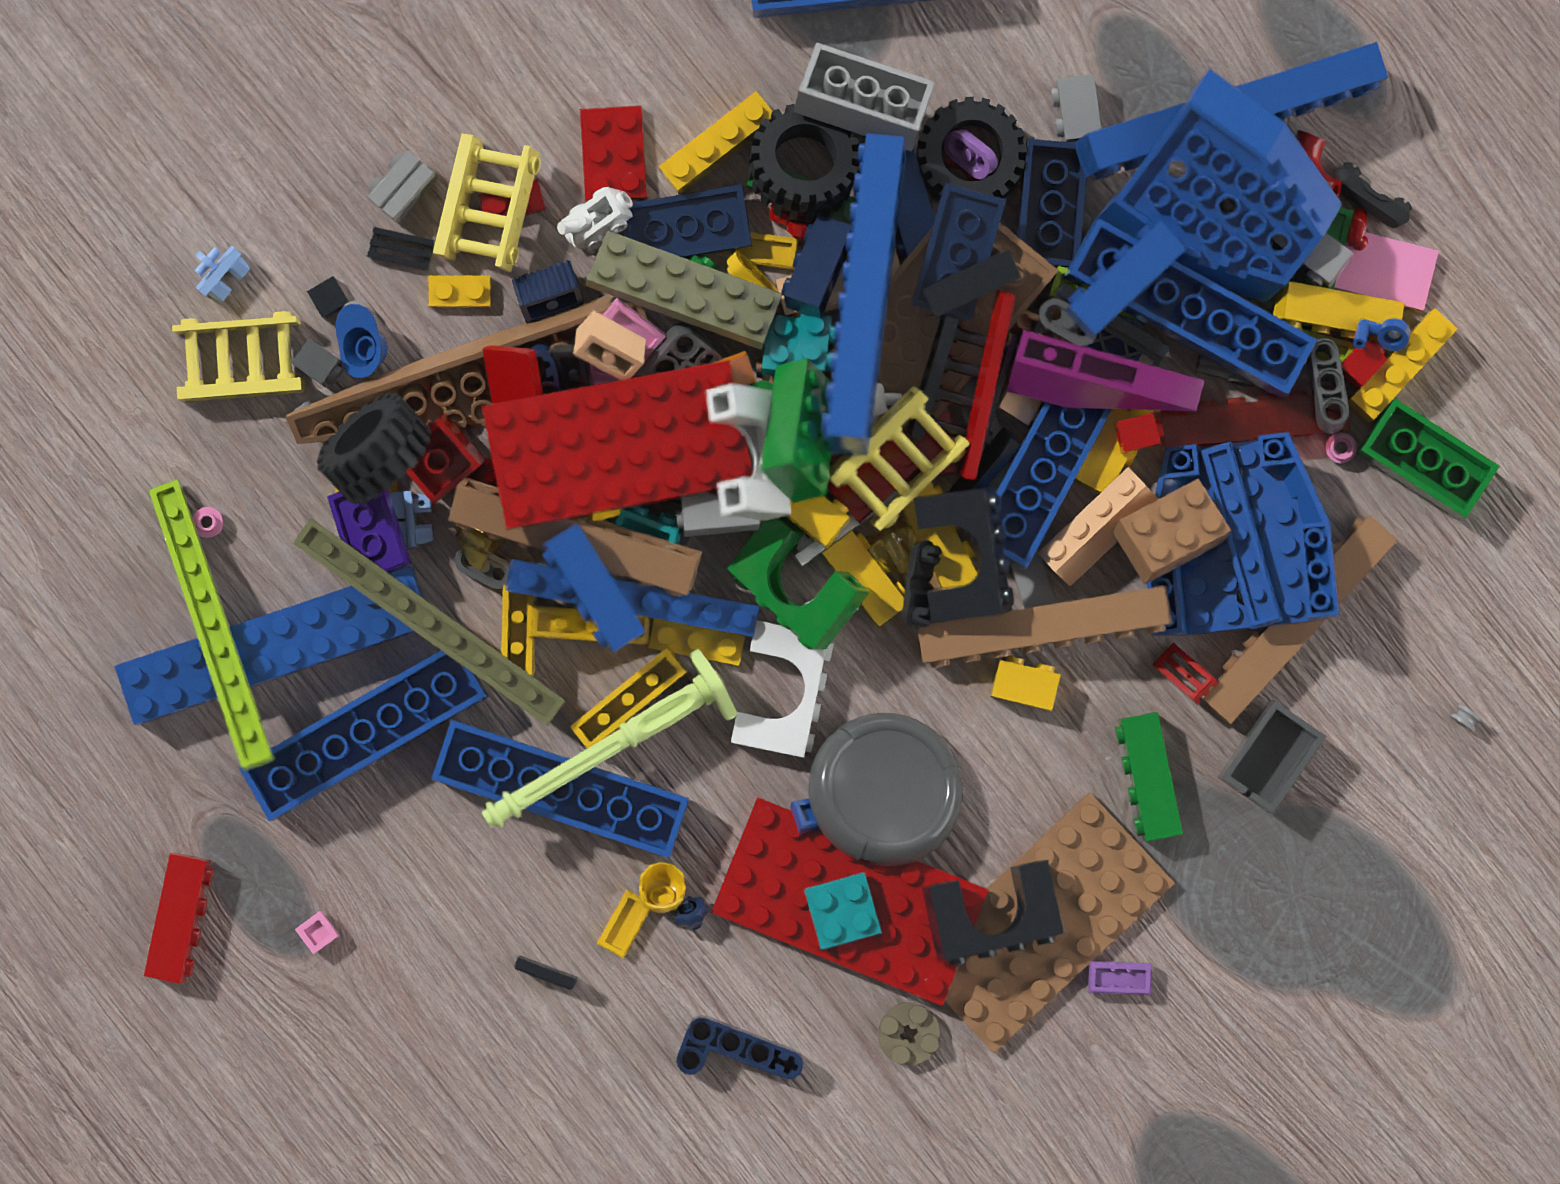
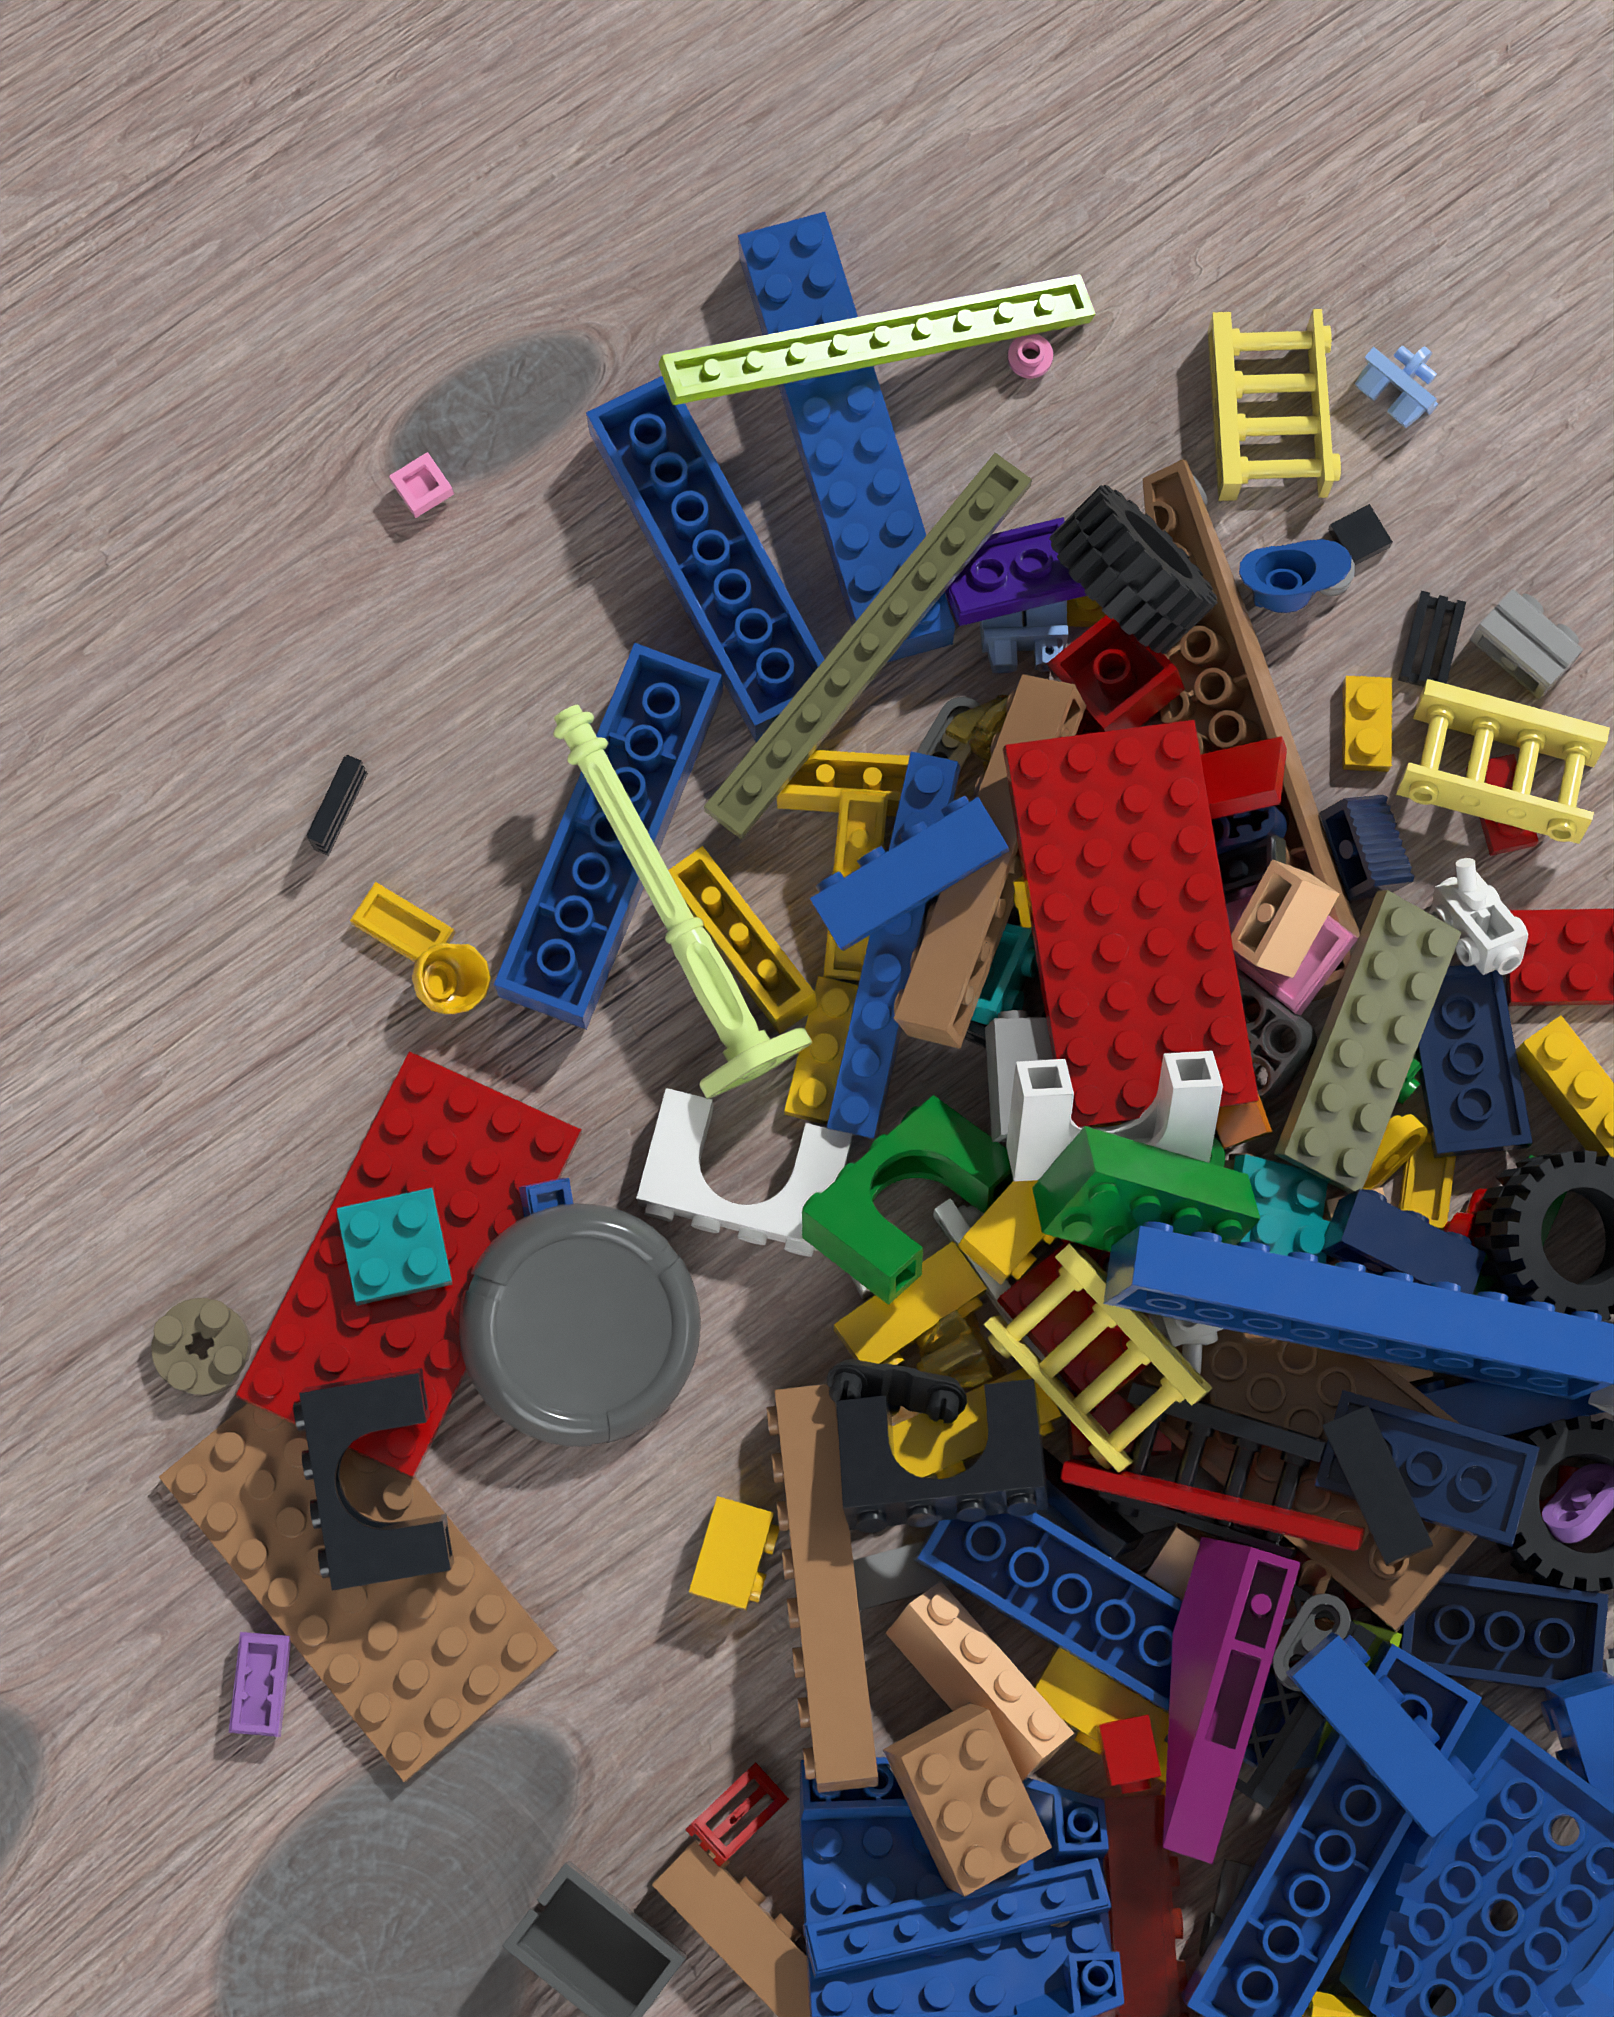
camera: 90 degrees right, 10 degrees down
(178, 917) = (456, 294): red brick -> none
(318, 363) = (1262, 513): dark grey brick -> none
(690, 913) = (410, 1020): dark blue piece -> none
(741, 1053) = (189, 1089): dark blue beam -> none
(1150, 777) = (576, 1747): green brick -> none

